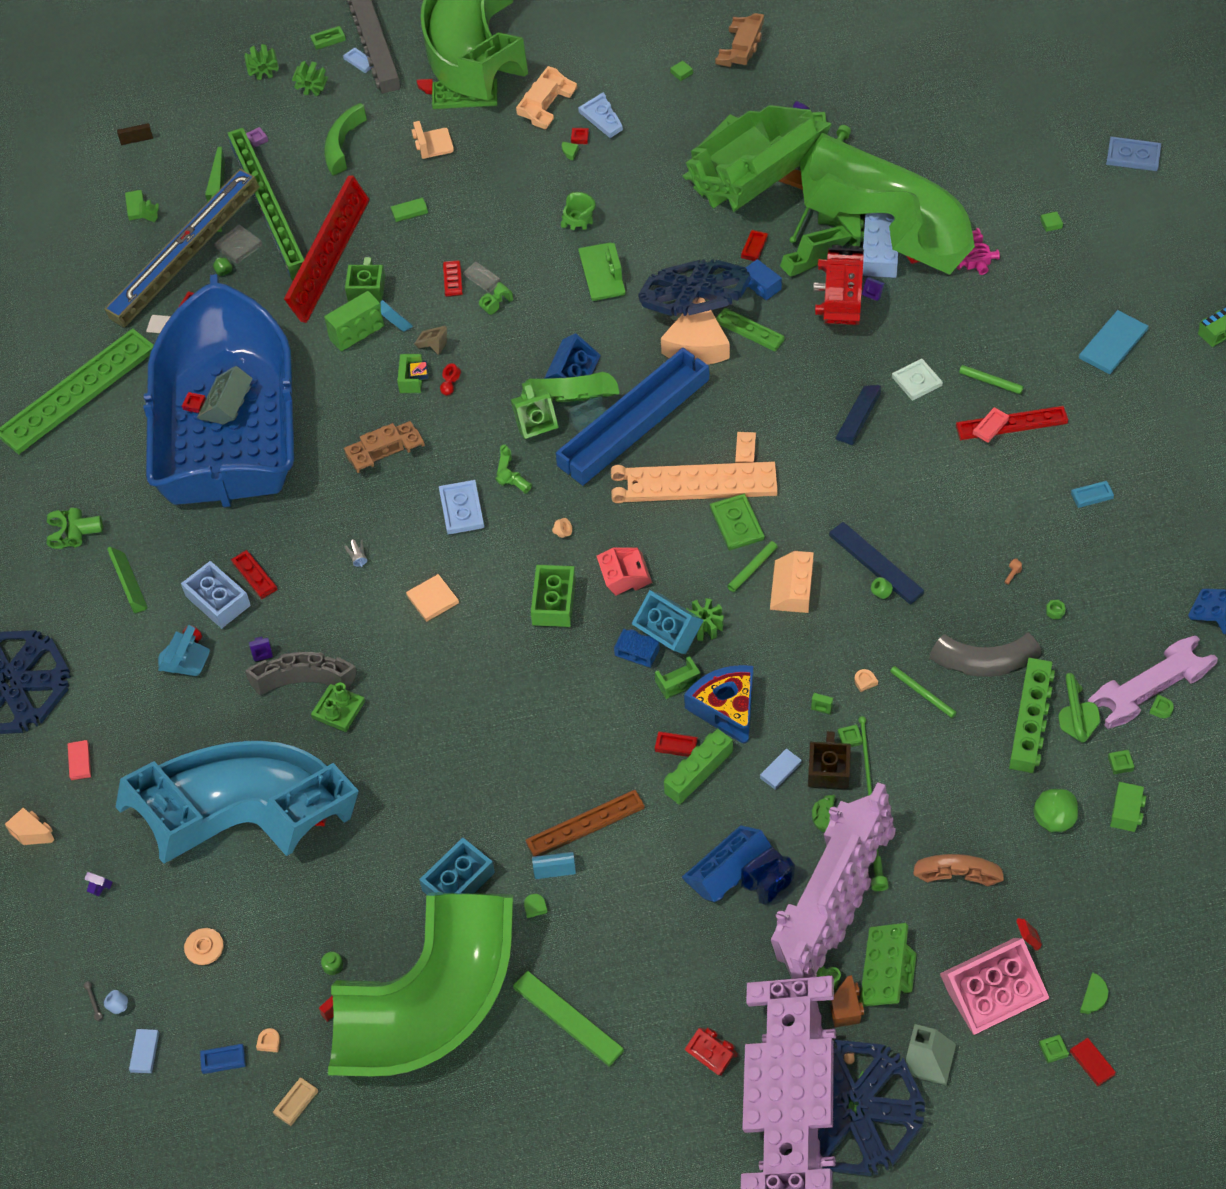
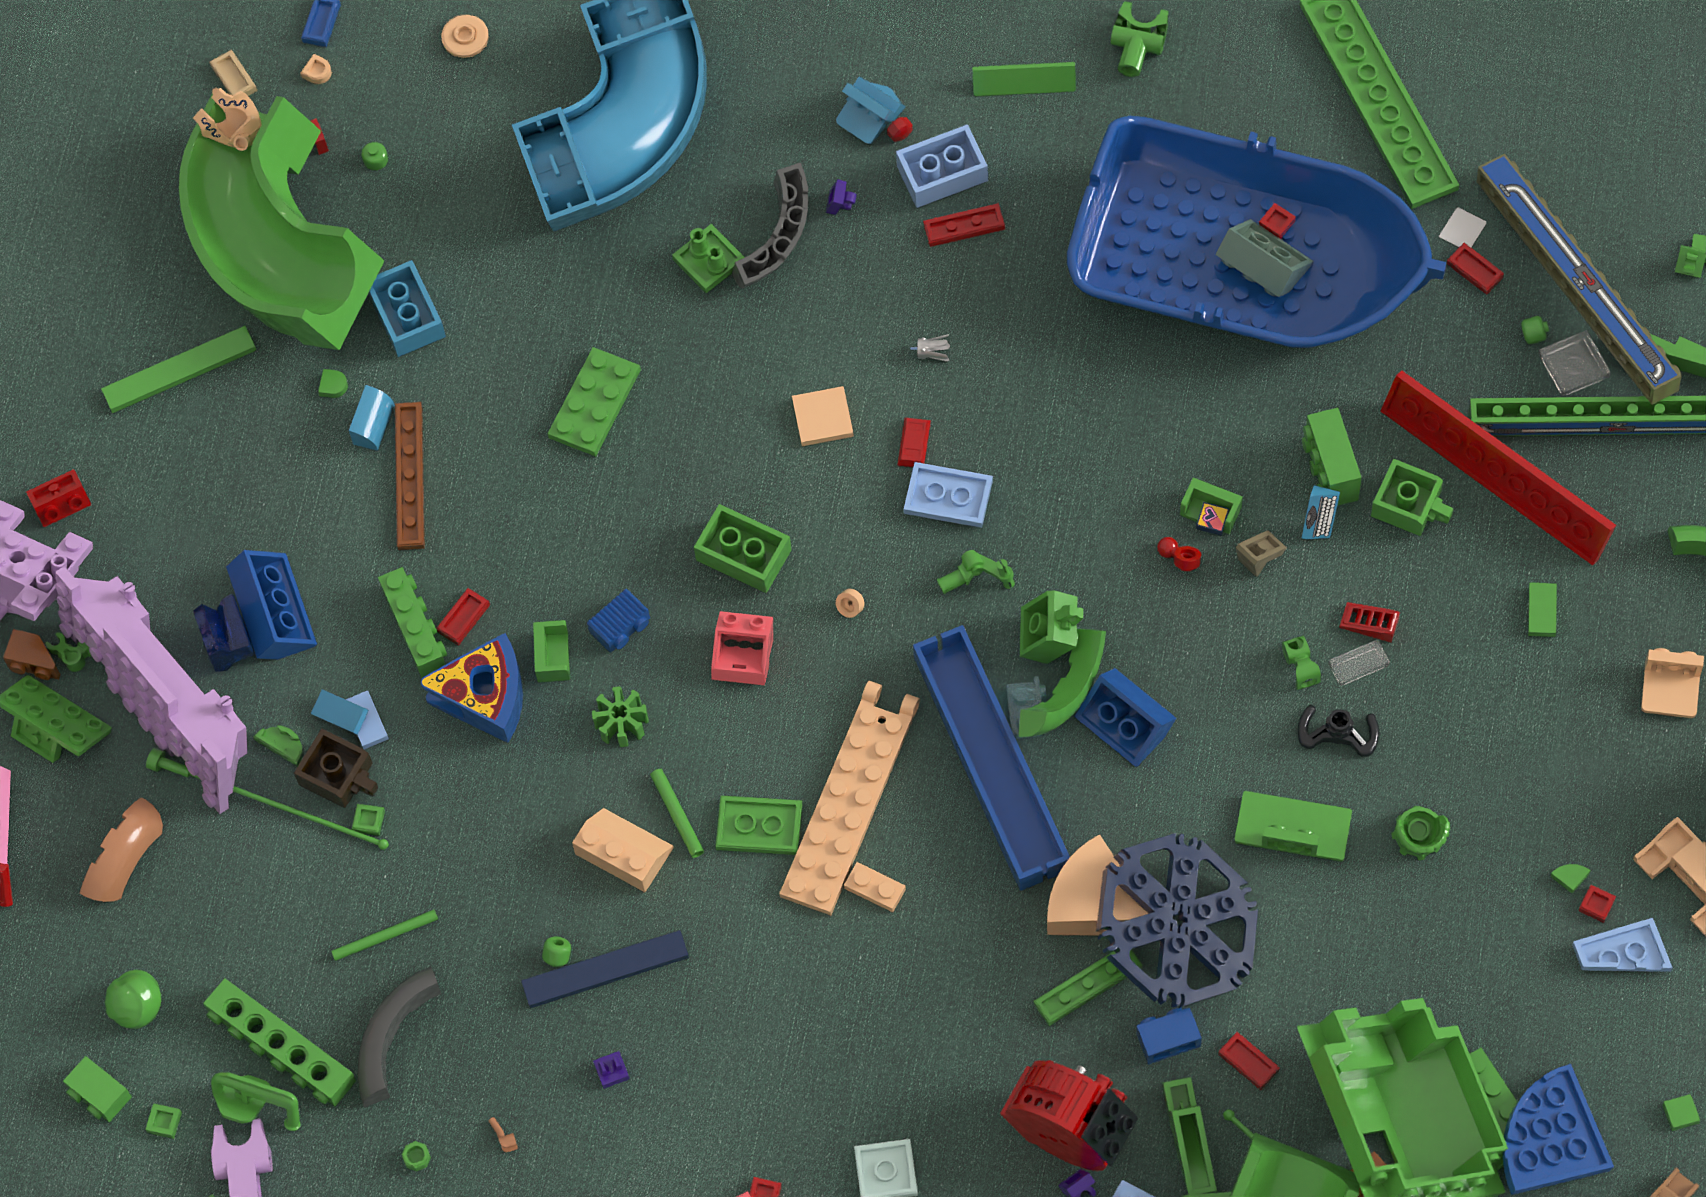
camera: 115 degrees right, 10 degrees up
(354, 1039) = (240, 124): none -> light nougat piece
(382, 443) = (1103, 421): medium nougat bracket -> none
(429, 542) = (914, 442): none -> red tile
(477, 734) = (594, 401): none -> bright green plate
(531, 269) = (1338, 730): none -> black piece
(667, 622) = (624, 658): dark azure brick -> none
(725, 106) = (1552, 1135): none -> blue plate
(785, 782) = (339, 711): none -> dark azure tile
(822, 703) = (425, 802): bright green tile -> none
(859, 414) = (861, 1061): dark blue slope -> none
(865, 680) = (438, 874): light nougat tile -> none
(937, 533) = (611, 1069): none -> dark purple tile

